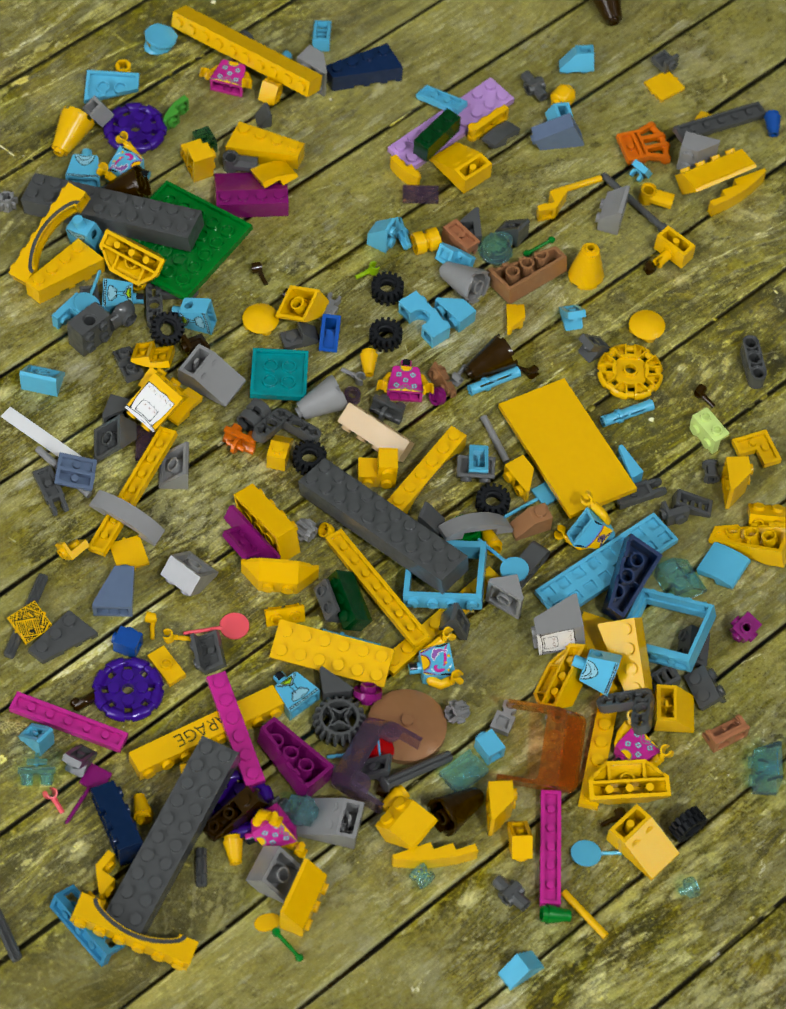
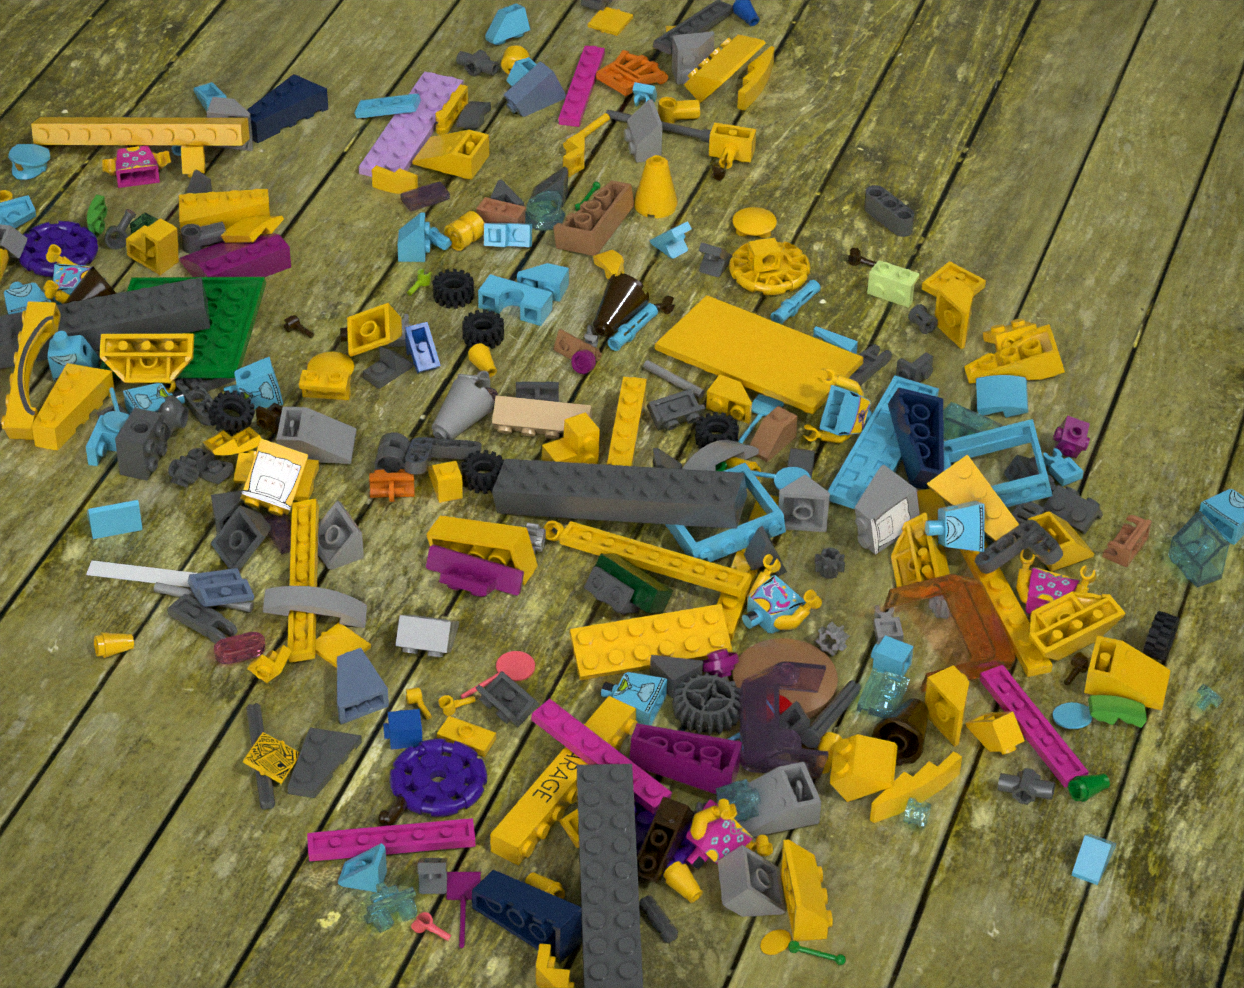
camera: 25 degrees left, 15 degrees down
(61, 523) = (239, 647): none -> clear pink plate
(107, 363) = (183, 471): none -> dark grey gear
(180, 134) = (119, 240): none -> dark grey bar
(243, 333) = (325, 384): none -> yellow bracket
(279, 374) = (390, 407): teal plate -> none
(279, 574) = (531, 590): yellow wedge -> none
(292, 613) = (559, 635): yellow hinge -> none
(405, 383) = (542, 361): torso -> none
(437, 135) = (409, 132): dark green brick -> none
(465, 280) = (533, 247): light grey cone -> none
(478, 459) = (677, 396): medium azure slope -> none
(501, 652) = (829, 563): none -> dark grey gear
(584, 914) = (1119, 773): yellow bar -> none
(601, 140) = (581, 86): none -> dark pink plate
(615, 863) = (1110, 708): none -> bright green slope
(626, 364) = (764, 255): none -> yellow brick
(689, 497) = (911, 352): dark grey slope -> none
(722, 651) = (1063, 470): none -> medium azure plate

